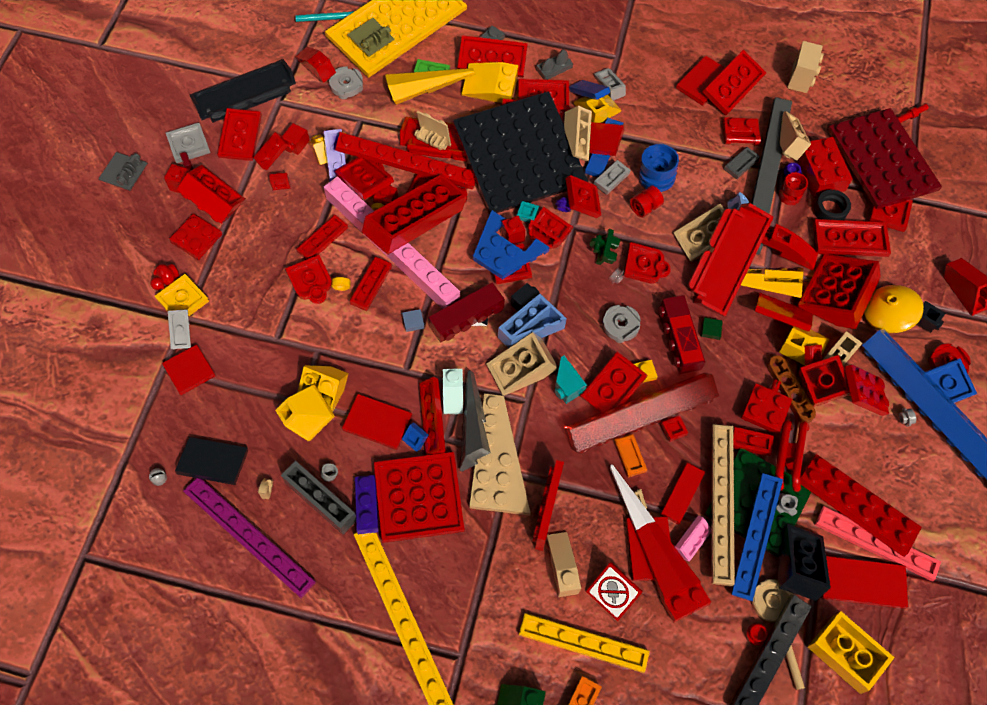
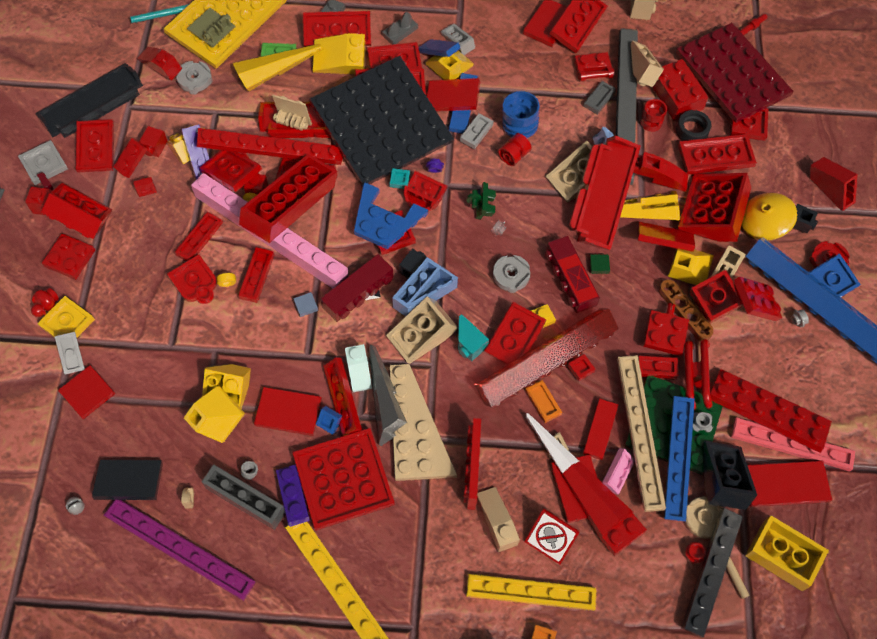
camera: 10 degrees left, 0 degrees up
(513, 230) = (389, 198): red brick -> none
(577, 129) = (435, 90): tan slope -> none
(583, 196) = (452, 154): red plate -> none
(645, 264) = (524, 211): red plate -> none
(792, 167) = (647, 95): dark purple plate -> none
(813, 353) = (701, 272): red tile -> none

